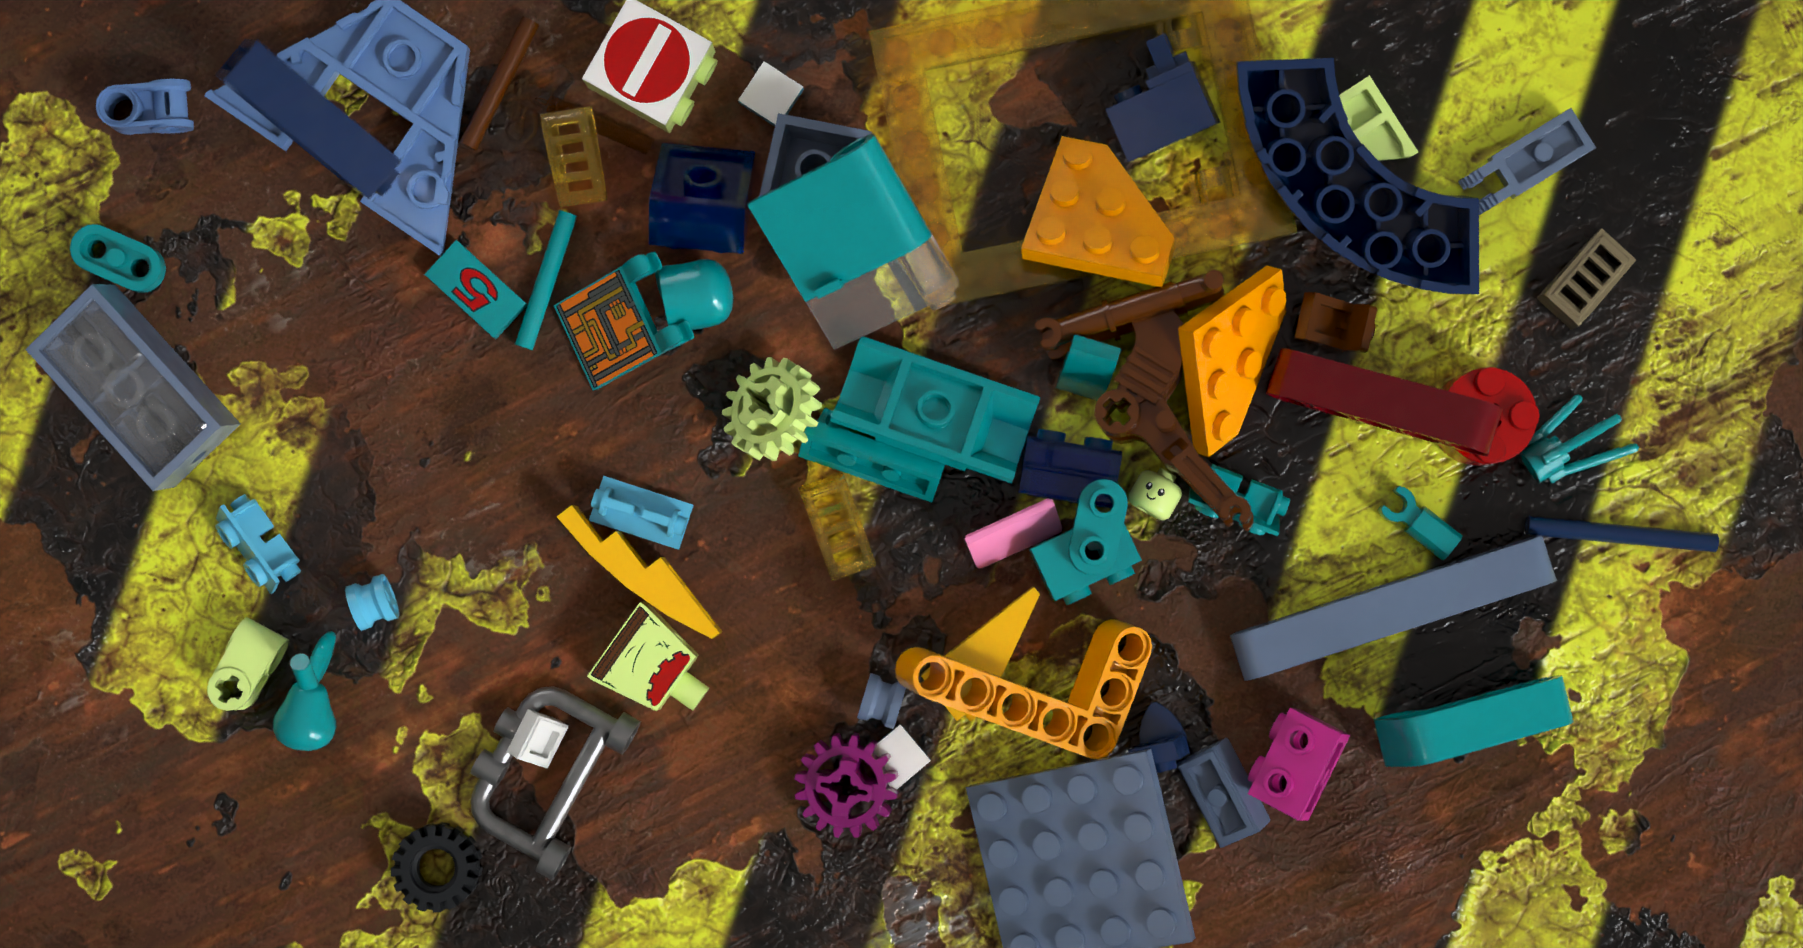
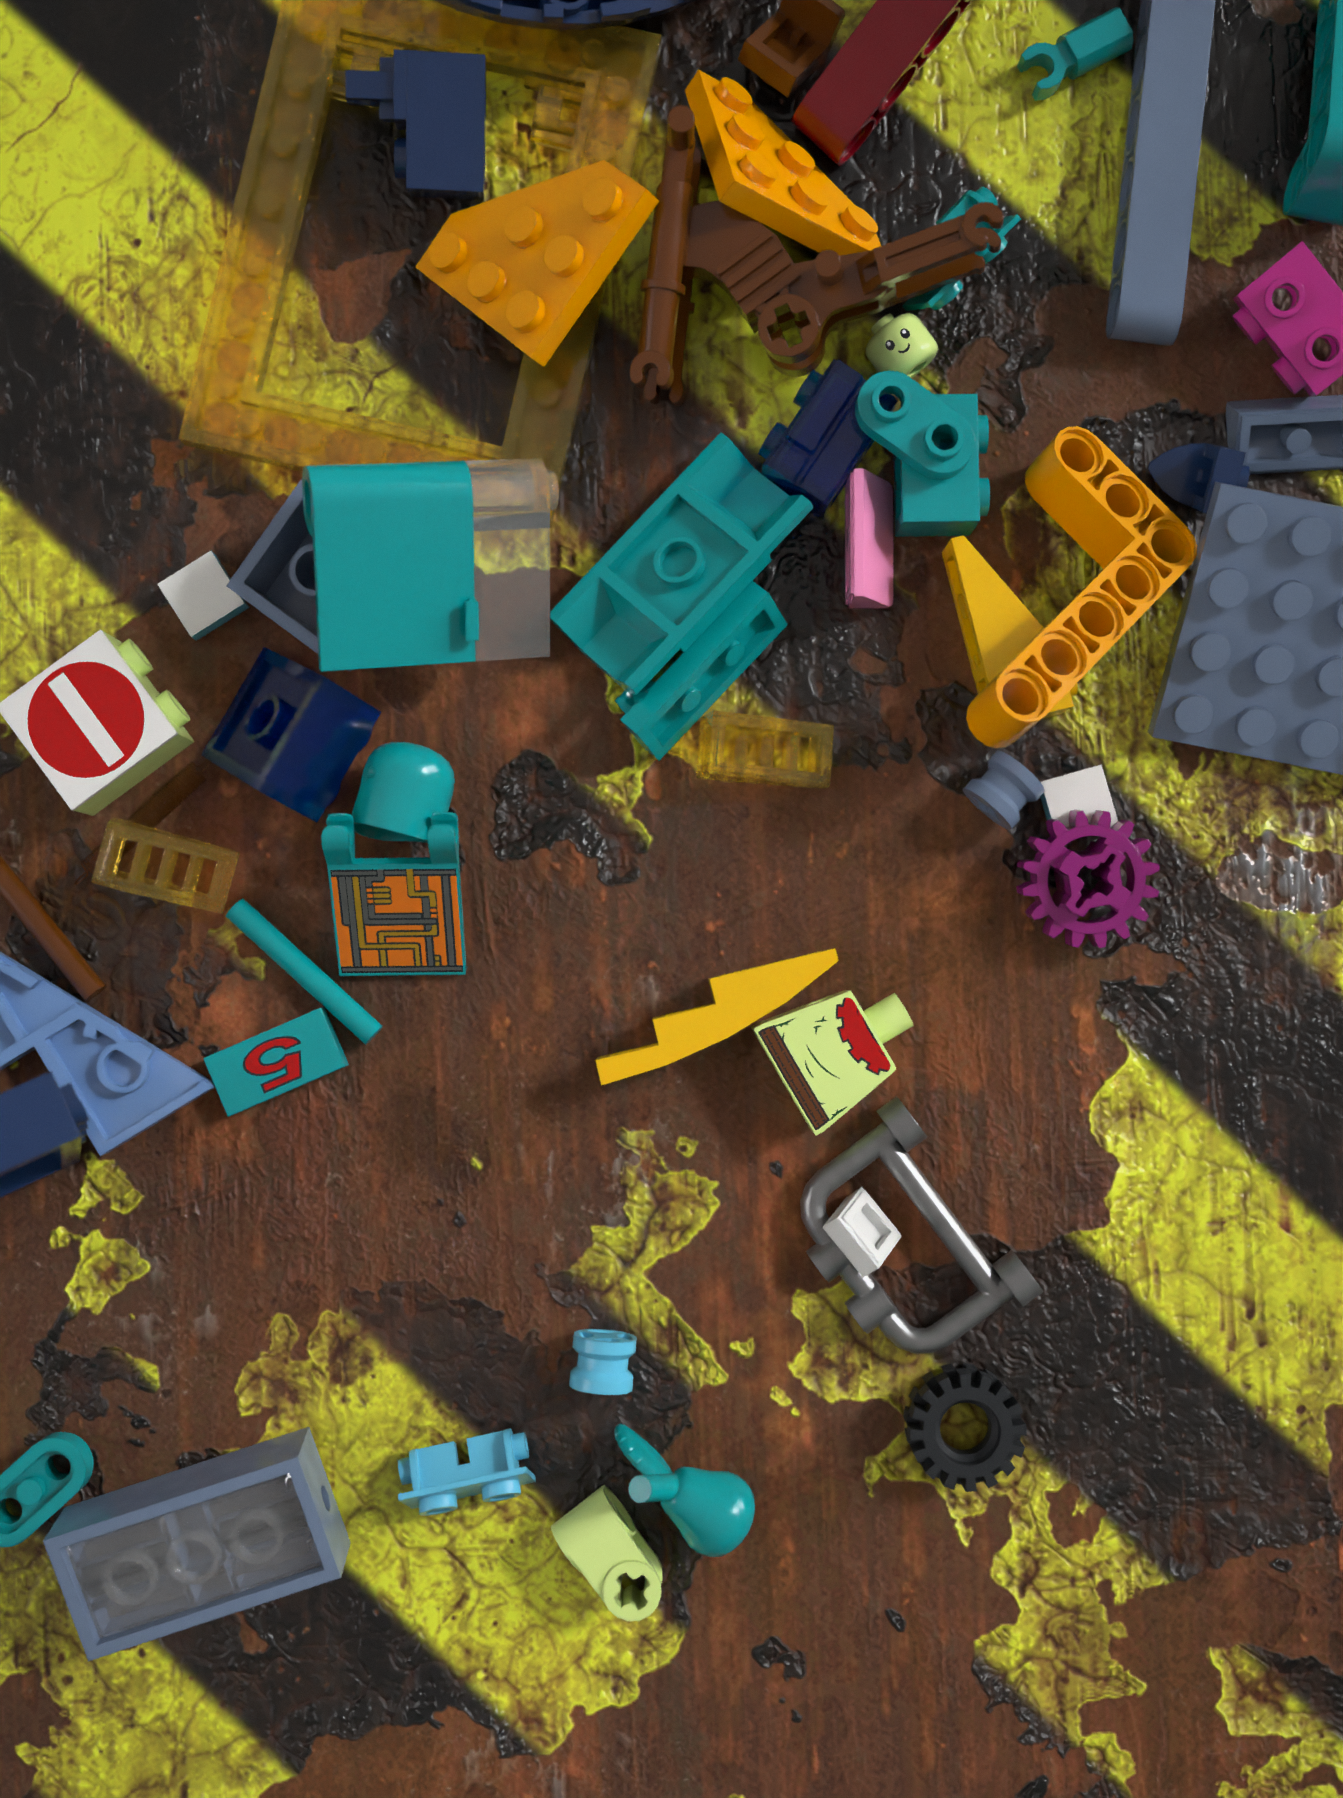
camera: 75 degrees left, 0 degrees up
(640, 512) = (641, 982): medium azure hinge -> none
(771, 409) = (573, 732): yellowish green gear -> none
(1088, 367) = (714, 350): teal slope -> none

